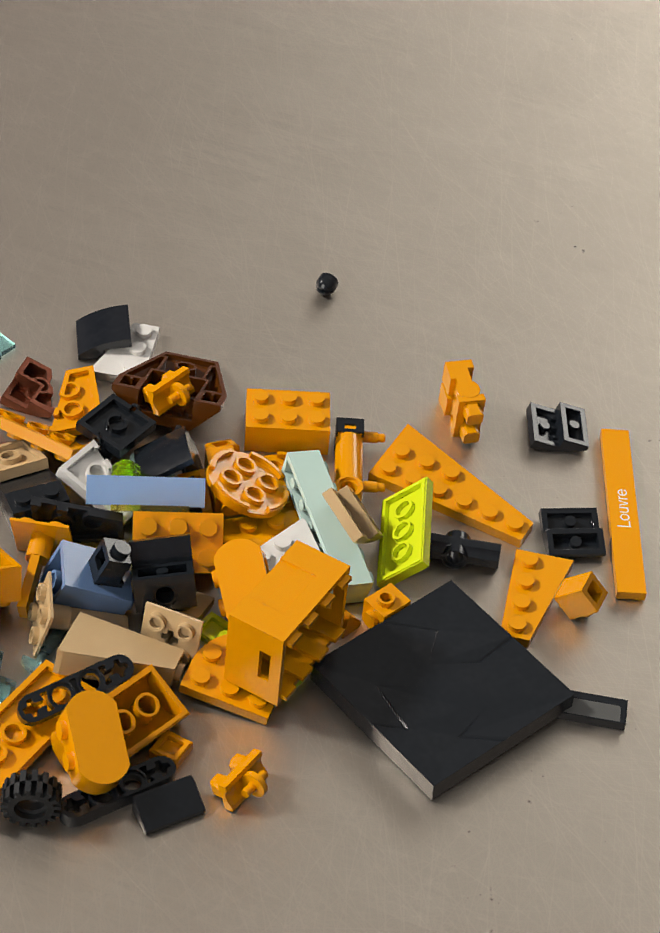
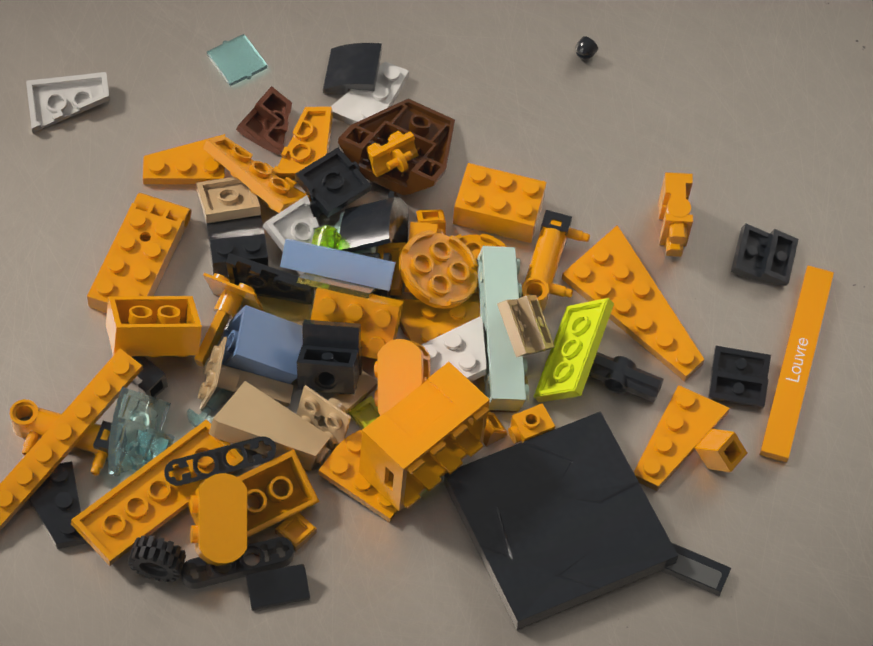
camera: 15 degrees right, 15 degrees up
(110, 562) = (288, 338): black brick -> none
(245, 778) = (350, 578): light orange hips -> none

